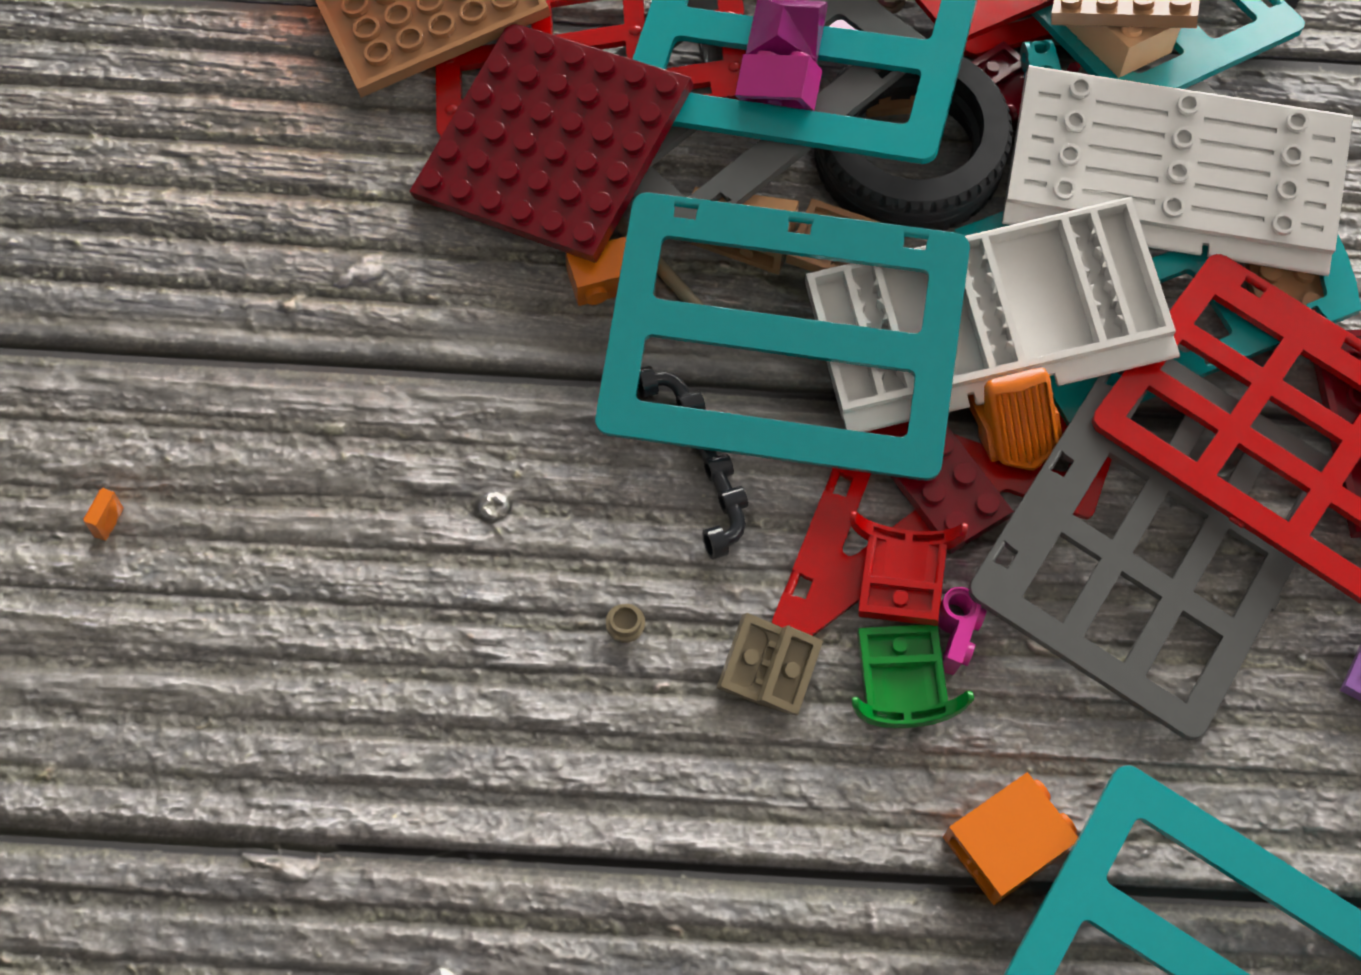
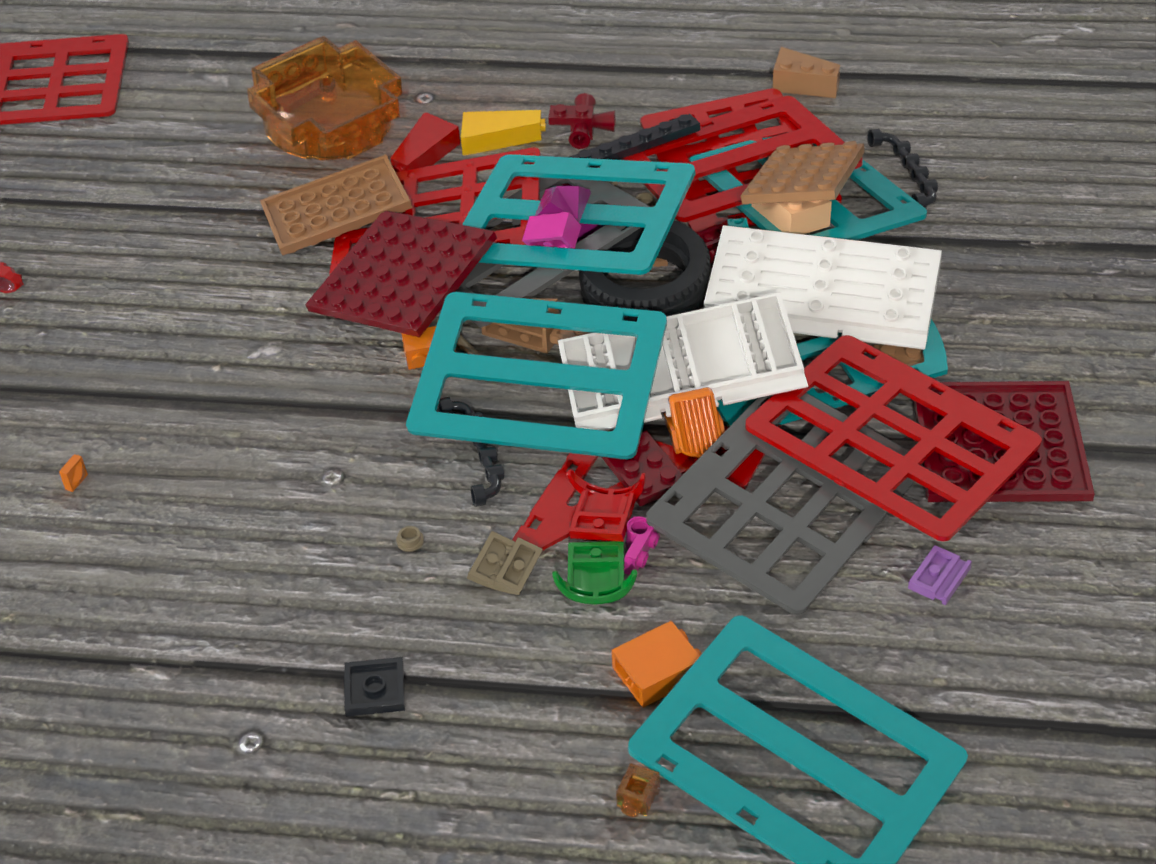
camera: 10 degrees right, 20 degrees down
(610, 890) = (374, 686): none -> black plate

